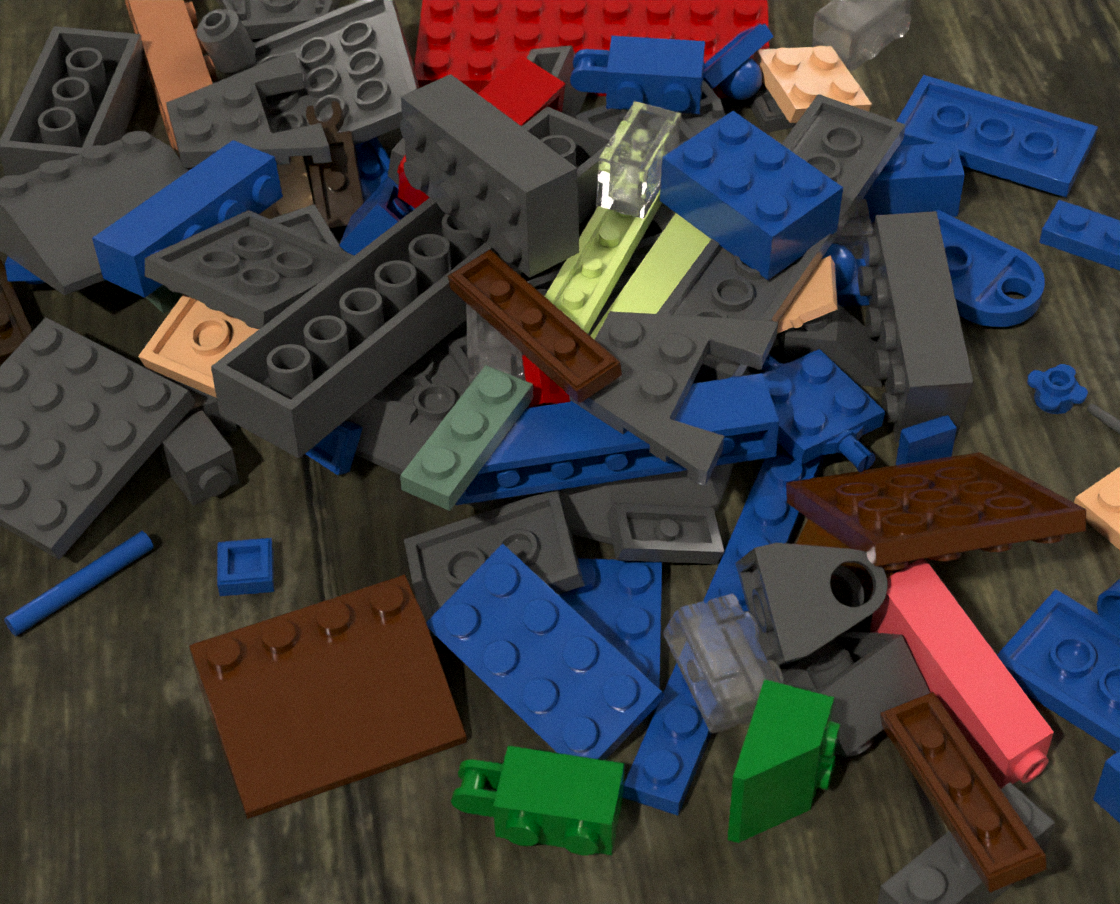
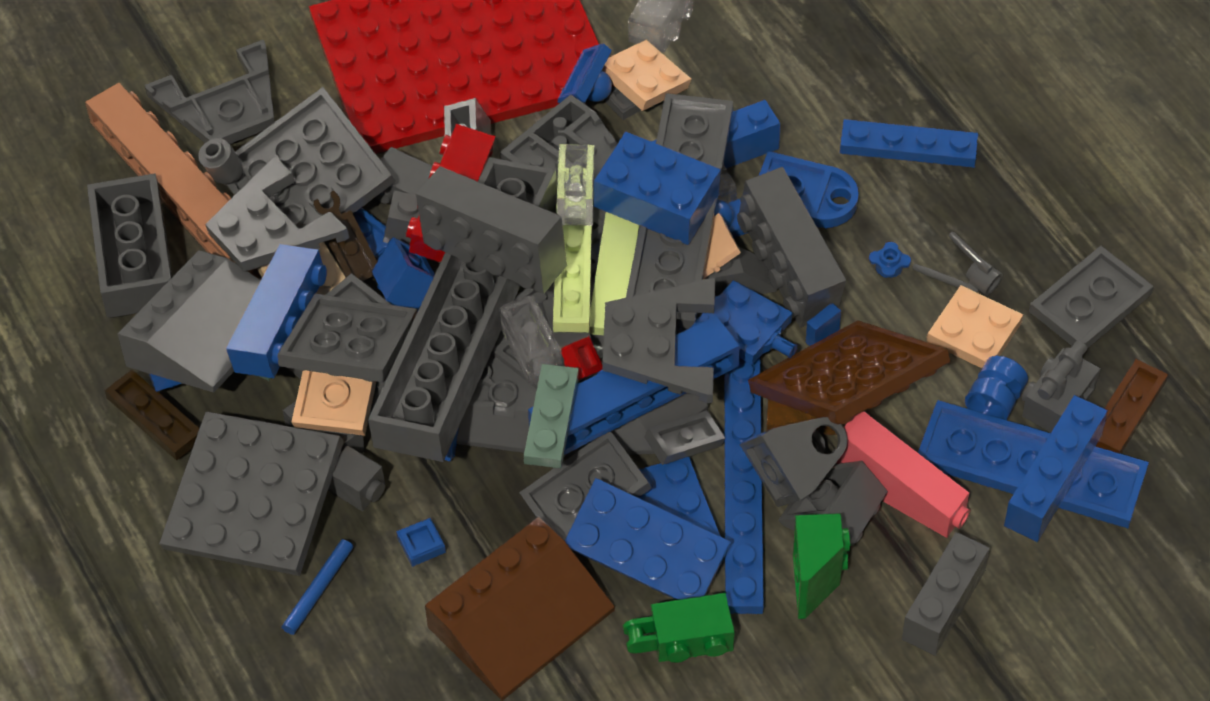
camera: 20 degrees left, 5 degrees up
(535, 326) = (563, 328): reddish brown tile -> none
(643, 71) = (539, 109): blue brick -> none
(720, 659) = (758, 510): clear brick -> none
(963, 792) = (931, 545): reddish brown tile -> none
(999, 134) = (784, 79): blue plate -> none

